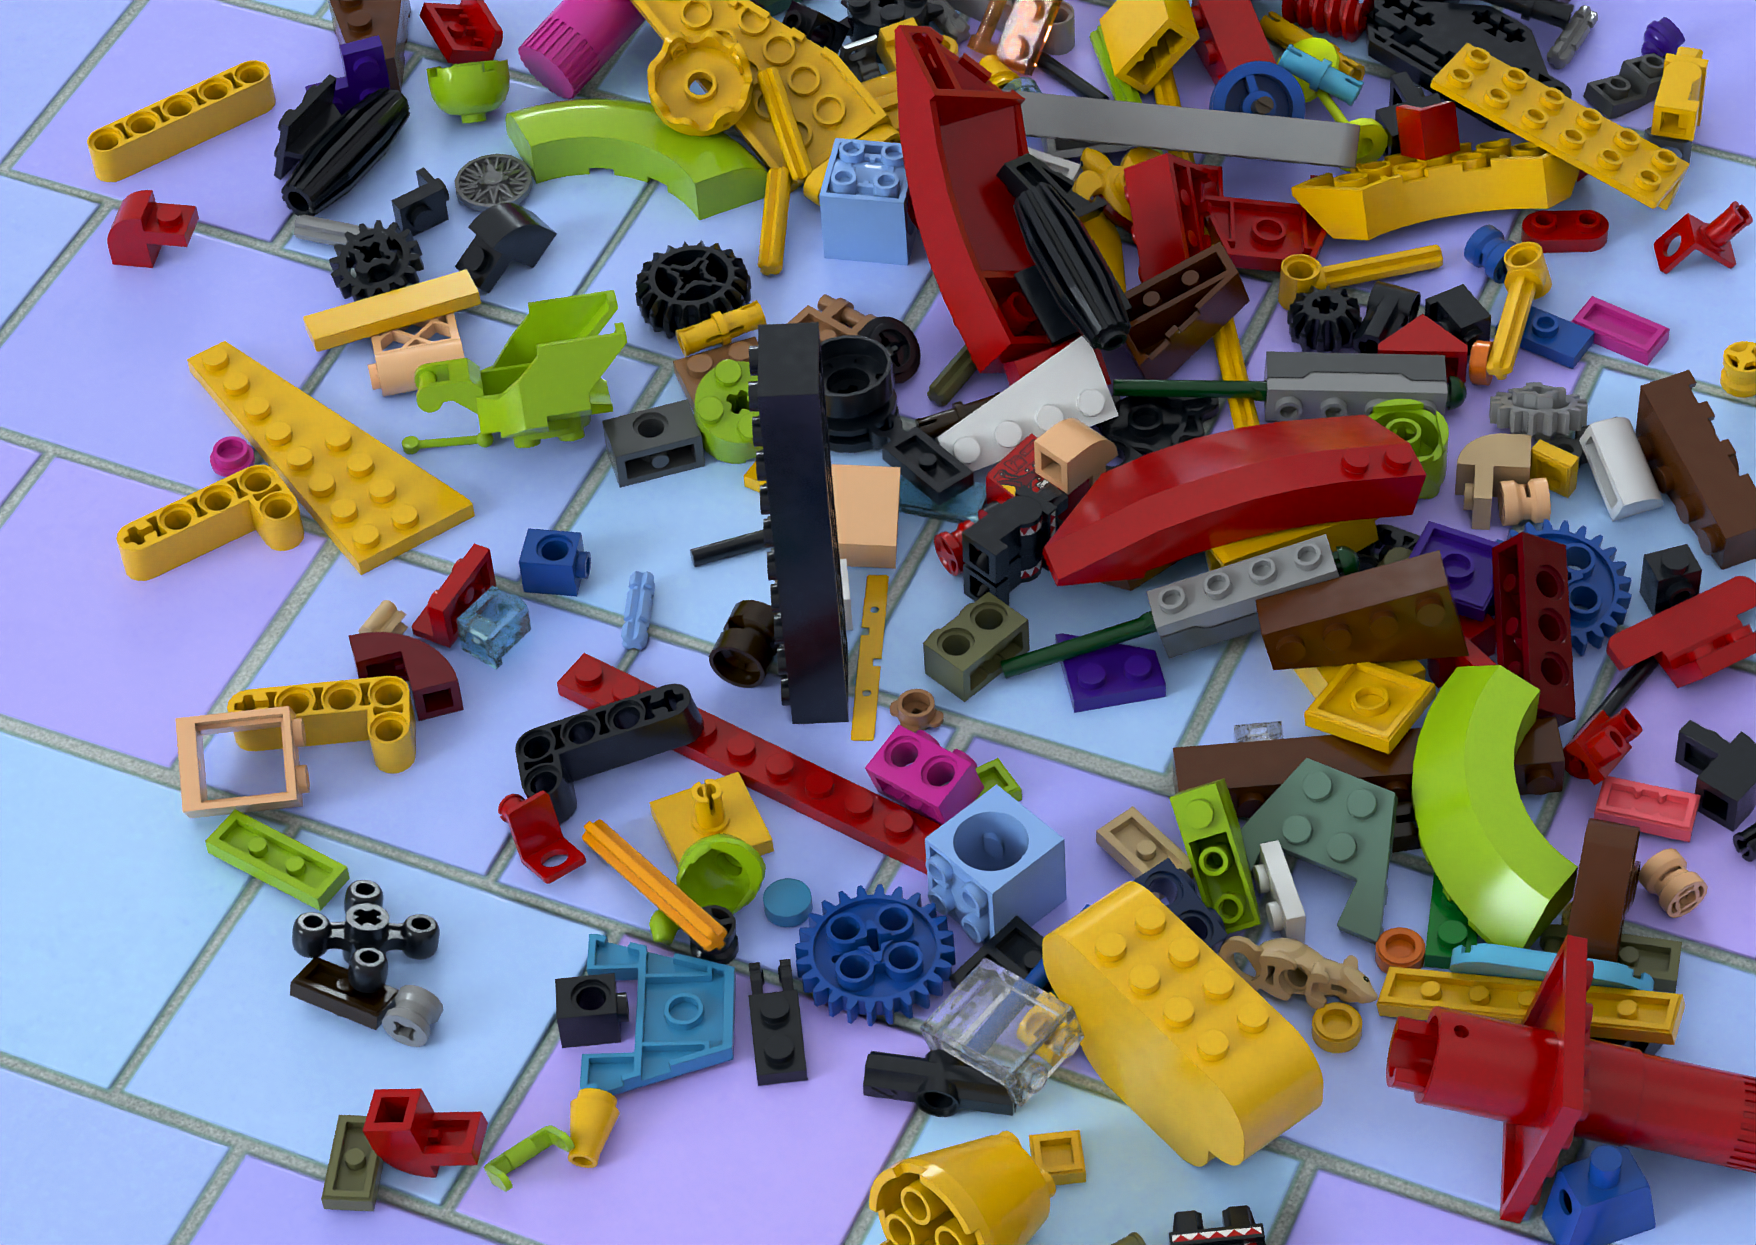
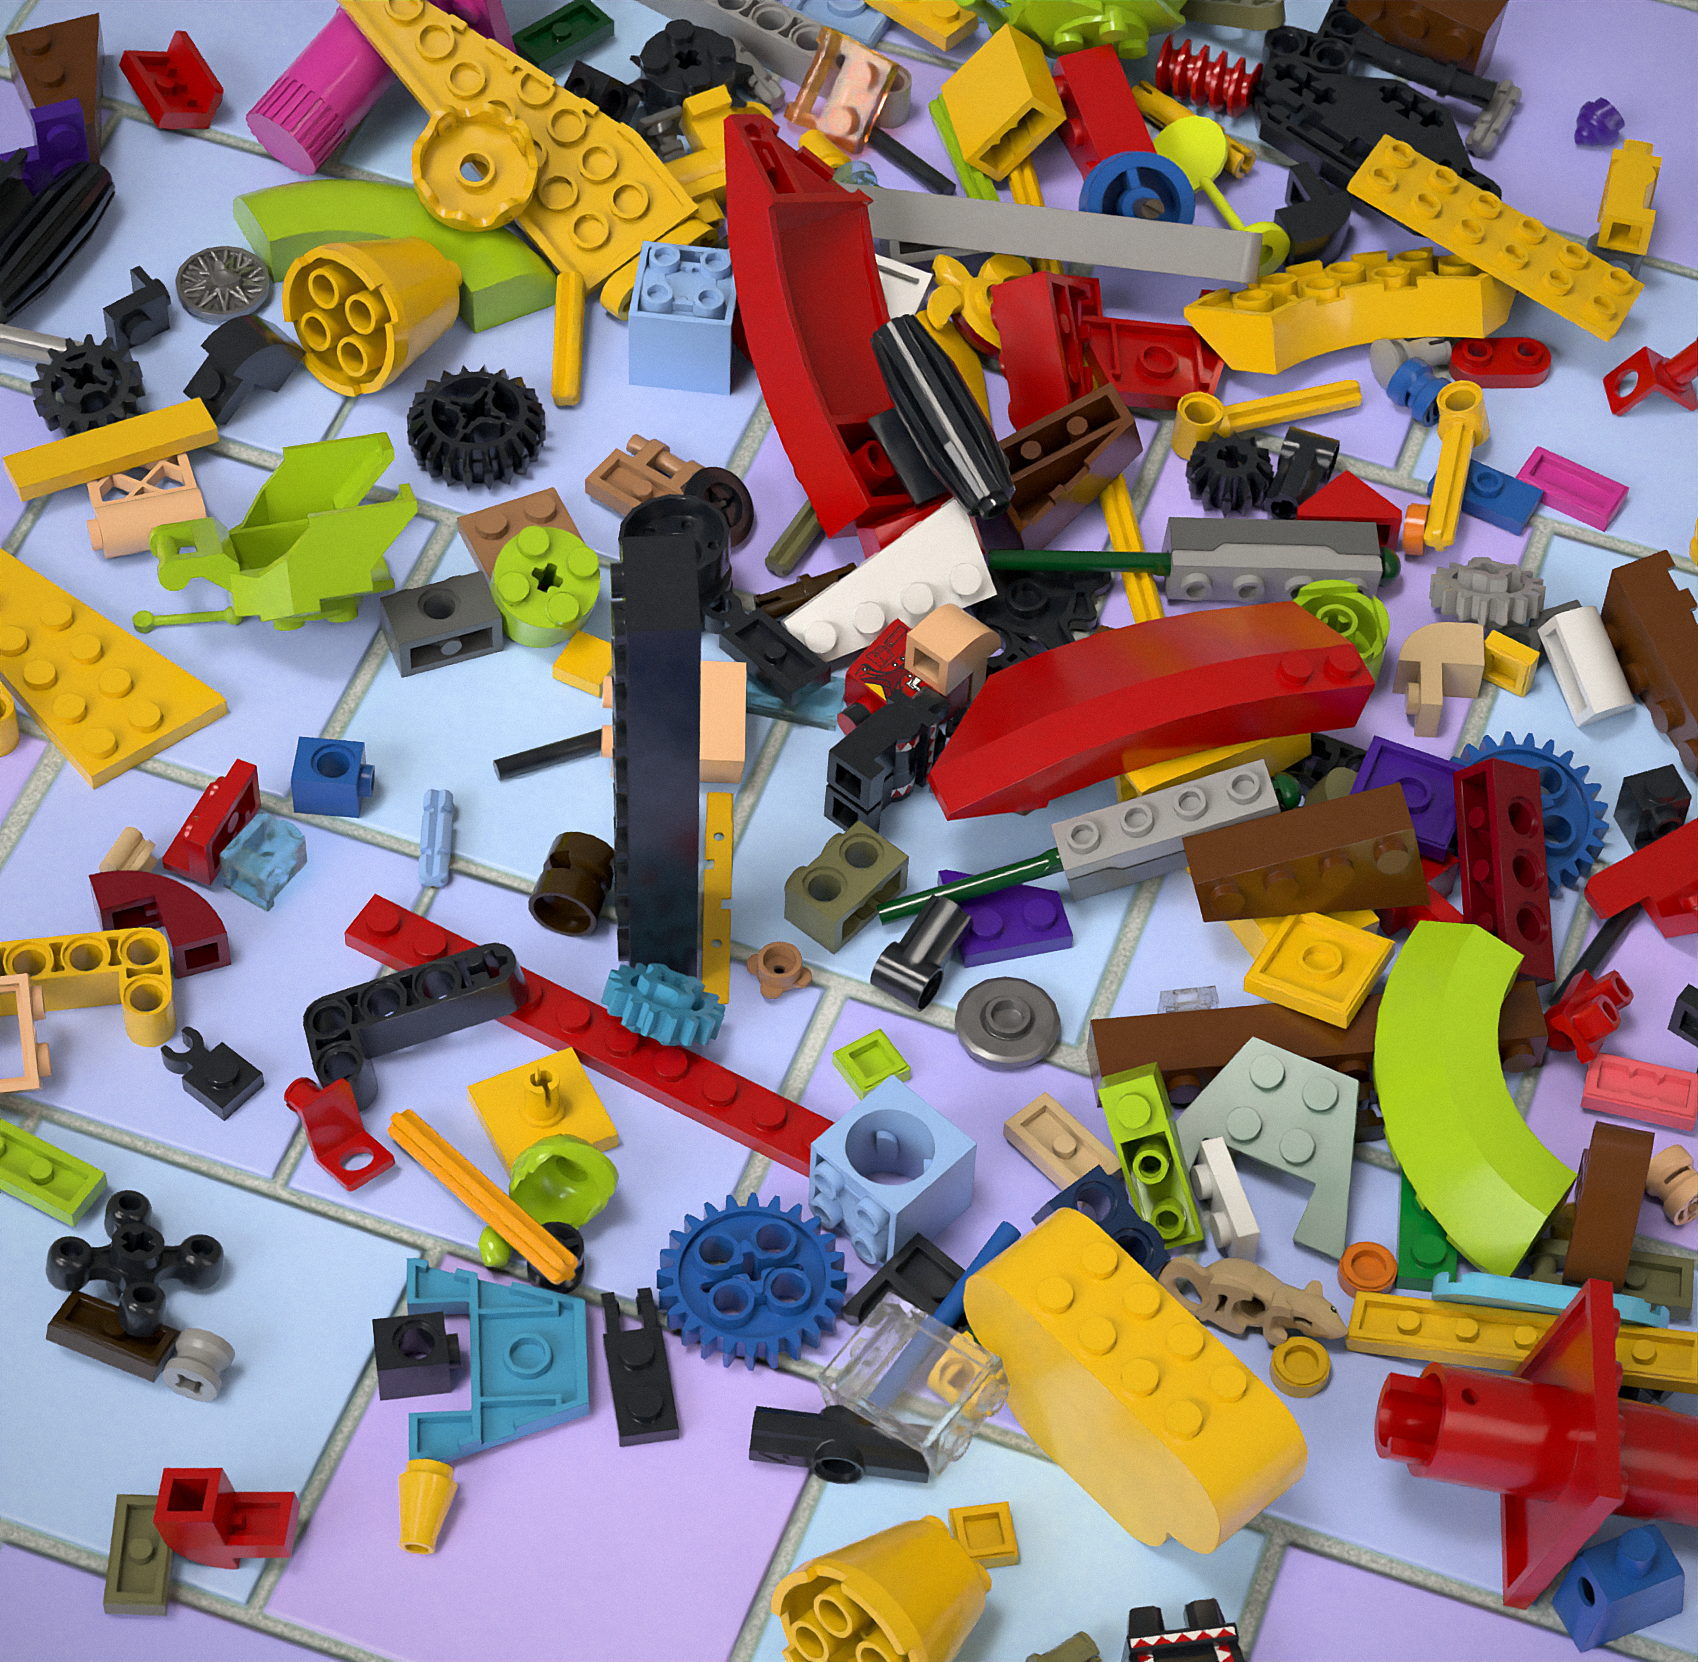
camera: 10 degrees left, 5 degrees up
(444, 797) = (214, 1078): none -> black plate
(470, 88) = (188, 162): lime cylinder -> none
(524, 1151) = (343, 1537): lime piece -> none
(609, 196) = (369, 308): none -> yellow cone
(720, 328) = (514, 478): yellow pin -> none
(784, 124) = (577, 219): yellow axle -> none
(787, 902) = (641, 1213): dark azure tile -> none
(815, 736) = (663, 1004): none -> dark azure gear
(921, 782) = (789, 1064): dark pink brick -> none
(950, 548) = (810, 759): red wheel -> none
(1029, 171) = (883, 297): black wing -> none
(1031, 707) = (916, 964): none -> black piece
(1106, 754) = (1007, 1022): none -> flat silver wheel
(1321, 75) = (1208, 165): medium azure pin -> none
(1428, 130) = (1339, 240): red panel -> none
(1460, 315) = (1389, 470): black brick -> none
(1466, 224) = (1388, 355): none -> light grey pin
(1523, 501) = (1476, 705): light nougat wheel -> none
(1629, 90) = (1569, 181): dark grey slope -> none

